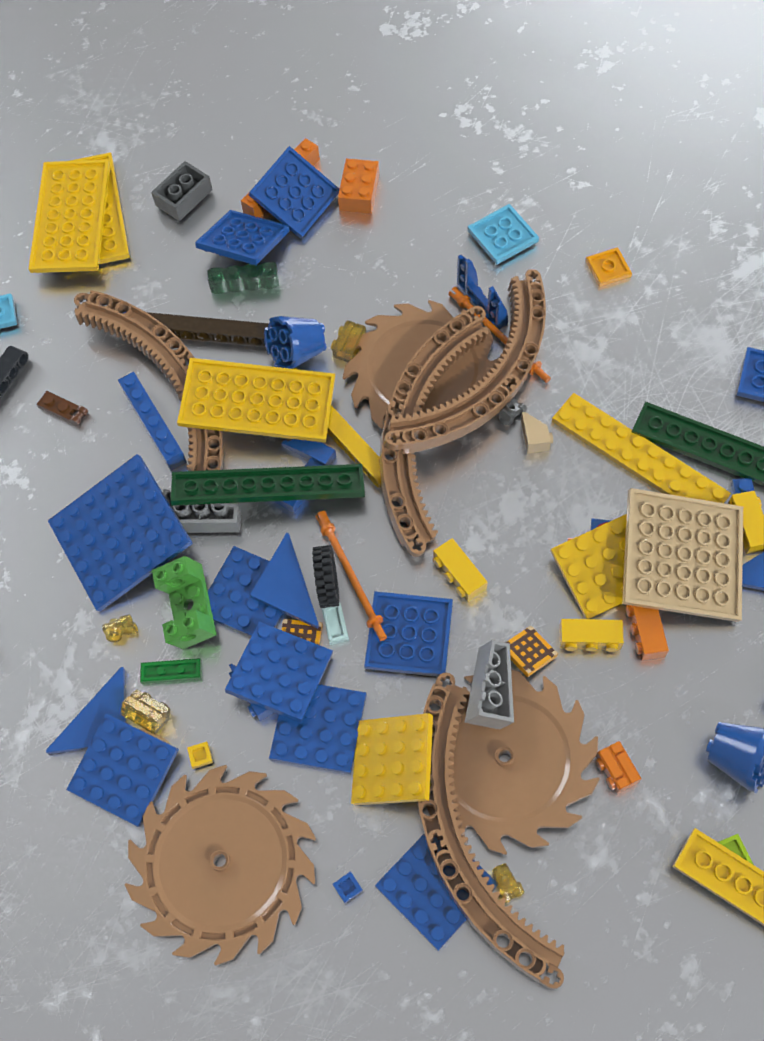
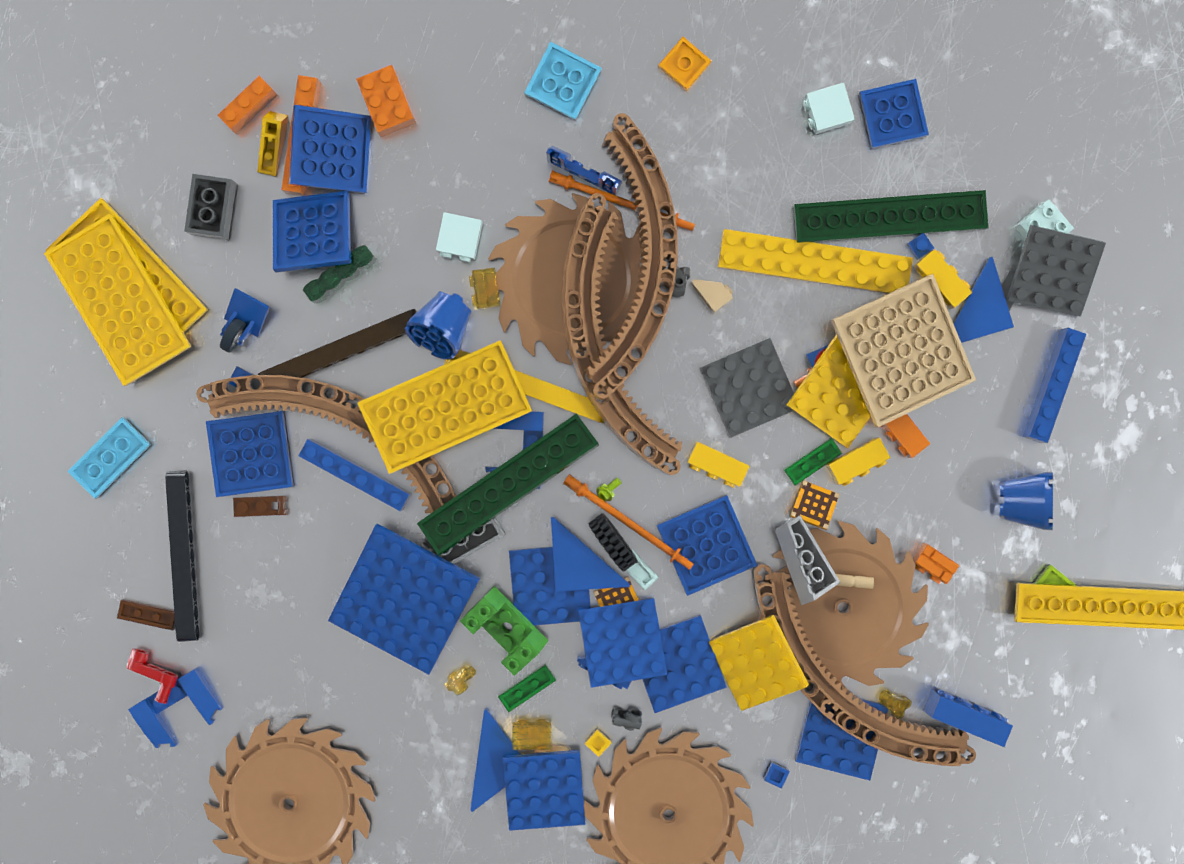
camera: 30 degrees left, 25 degrees up
(83, 366) = (249, 454): none -> blue plate
(148, 274) = (243, 317): none -> blue plate
(242, 749) = (629, 720): none -> dark grey plate
(254, 172) = (272, 142): none -> yellow slope
(256, 144) = (247, 104): none -> orange brick
(347, 543) = (605, 491): none -> lime plate
(352, 295) = (459, 237): none -> light aqua brick
(524, 525) = (749, 387): none -> dark grey plate
(530, 735) = (857, 581): none -> tan piece
(546, 615) = (812, 461): none -> green tile
(579, 943) = (968, 718): none -> blue brick
(713, 345) = (828, 108): none -> light aqua brick

